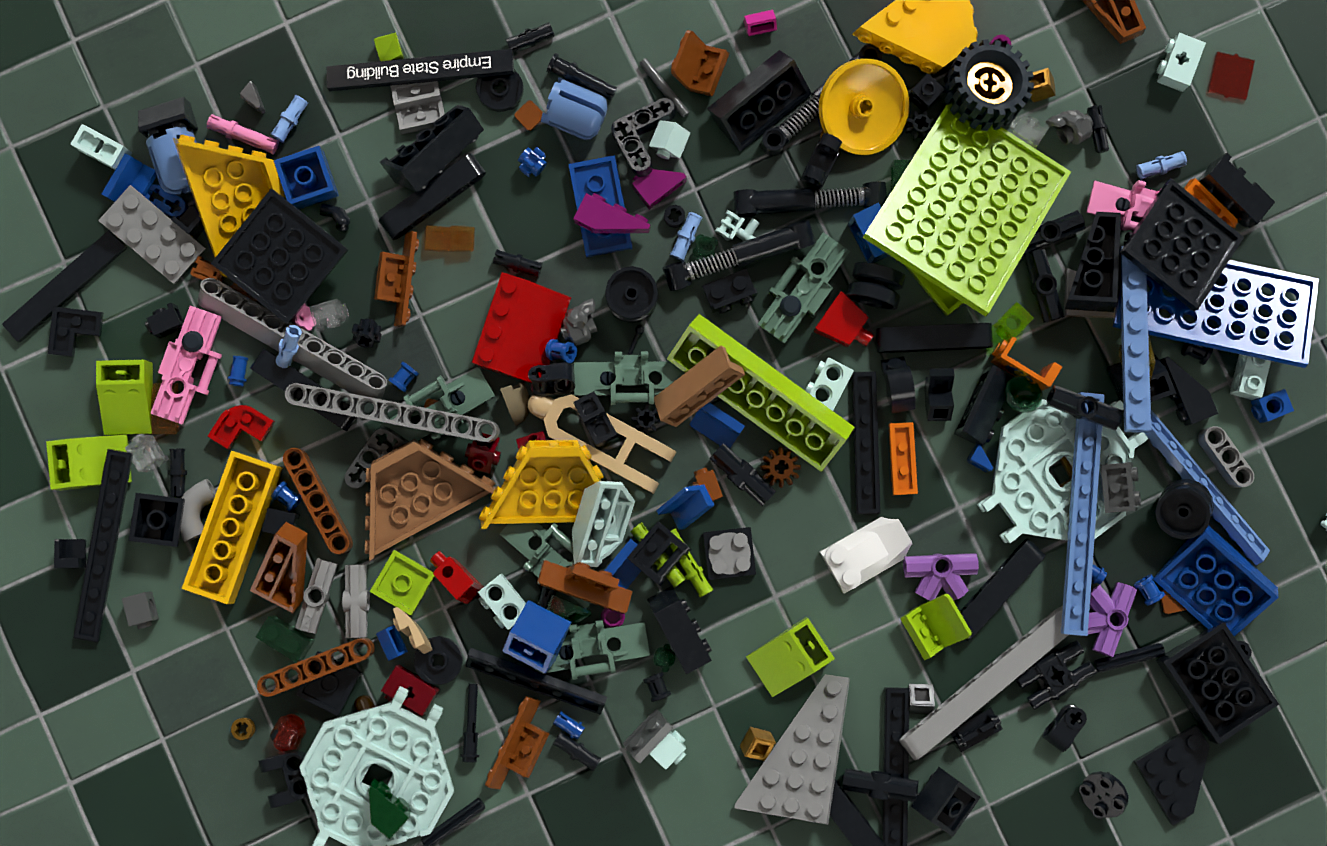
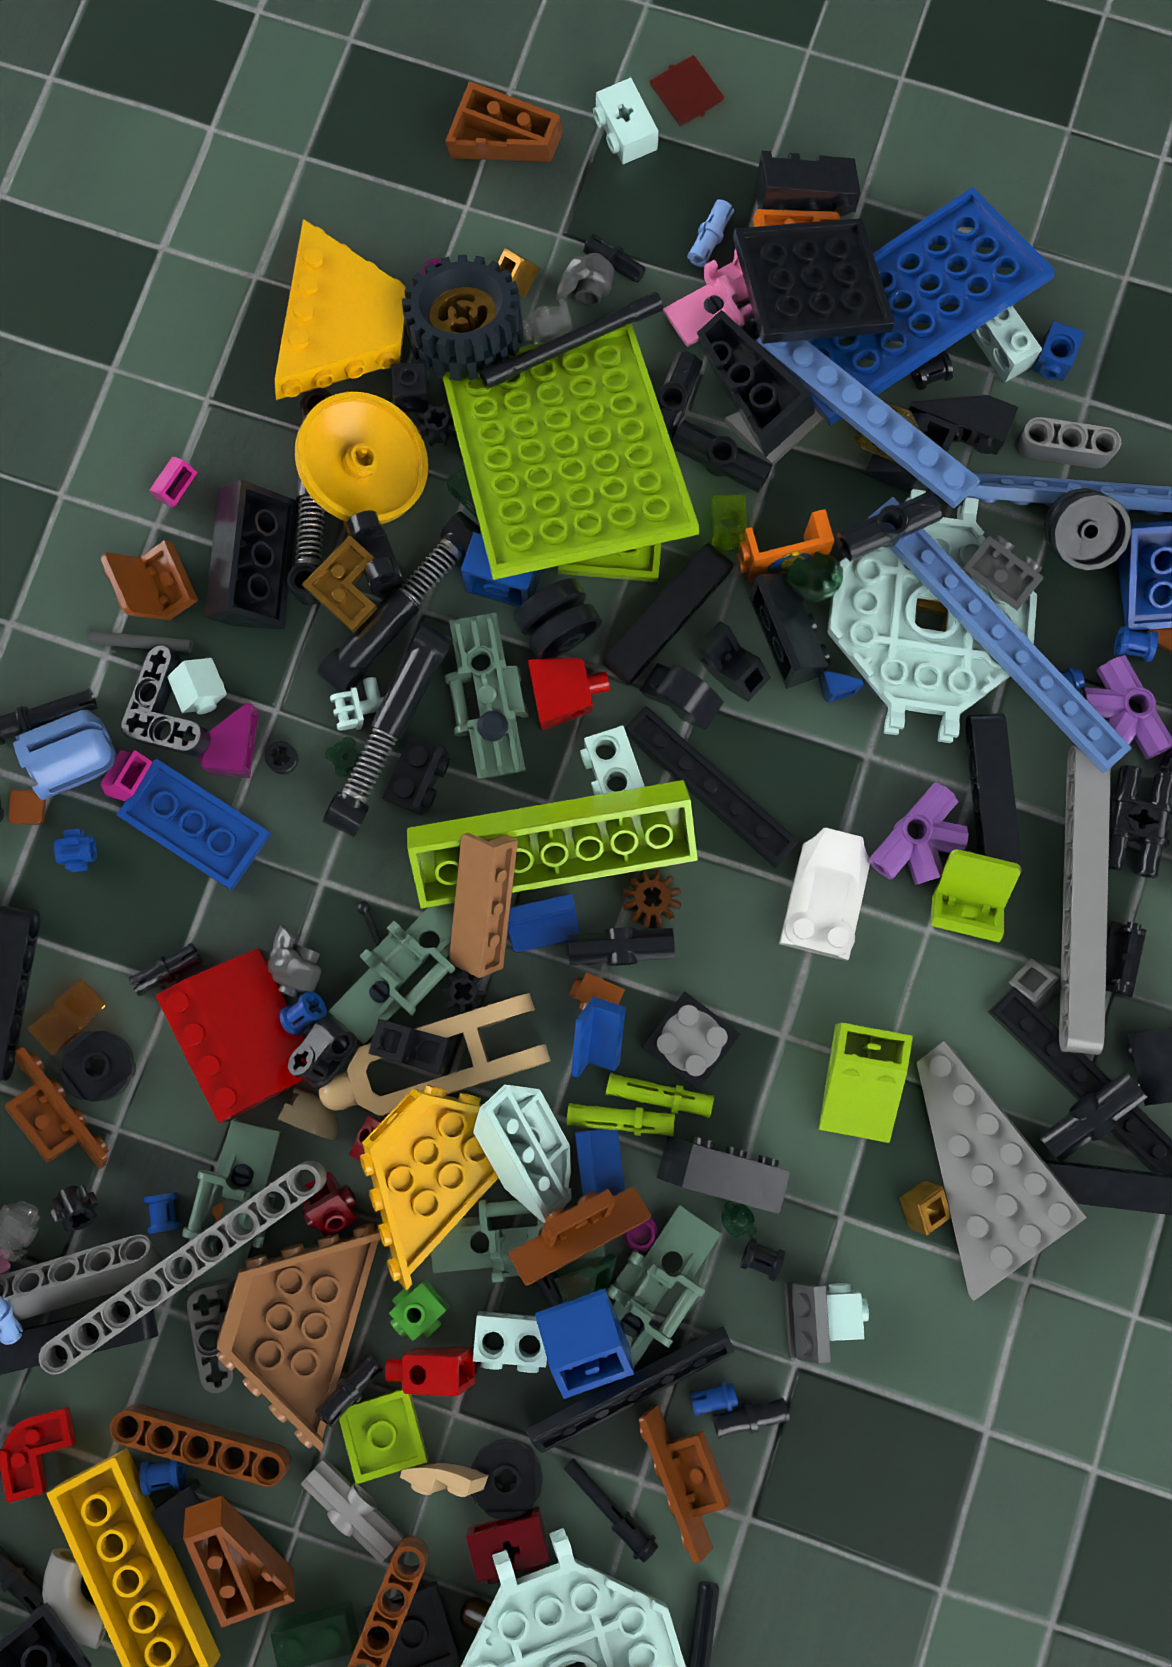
camera: 40 degrees left, 5 degrees down
(311, 611) = (312, 1573): light grey piece -> none
(390, 643) = (435, 1521): blue piece -> none
(408, 547) = (349, 1390): none -> black pin
(433, 265) = (77, 1065): none -> black plate
(484, 542) = (427, 1301): none -> bright green brick
(592, 149) = (125, 775): none -> dark pink piece
(604, 218) = (210, 830): magenta slope -> none
(632, 280) = (303, 864): black wheel -> none
(653, 547) = (608, 1117): black plate -> none
(686, 236) = (314, 765): light blue pin -> none
(785, 157) = (335, 580): none -> pearl gold plate
(903, 458) = (763, 764): orange plate -> none
(984, 135) = (509, 368): none -> black piece

